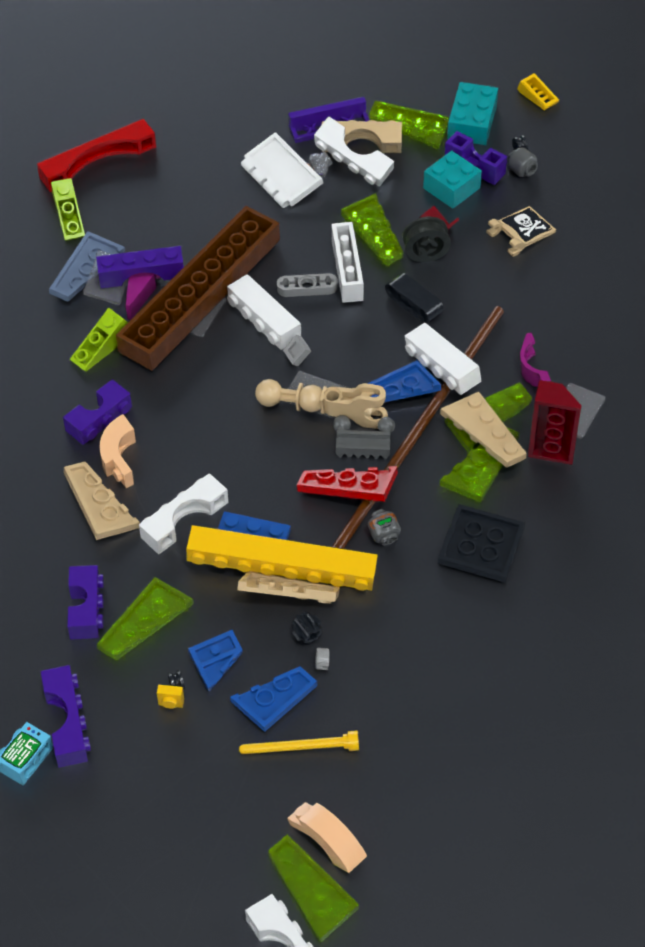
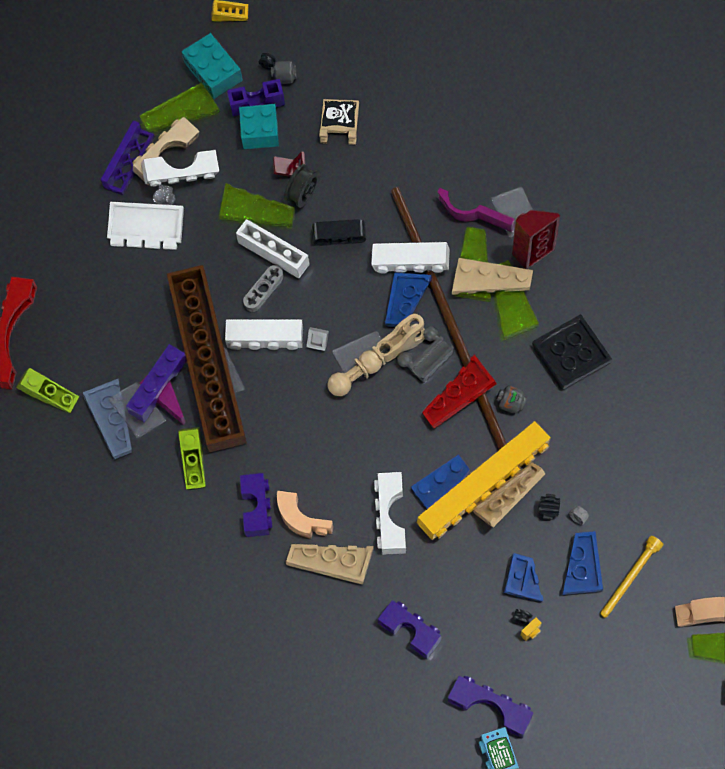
camera: 45 degrees left, 15 degrees up
(146, 615) = (452, 593): clear neon green wing -> none

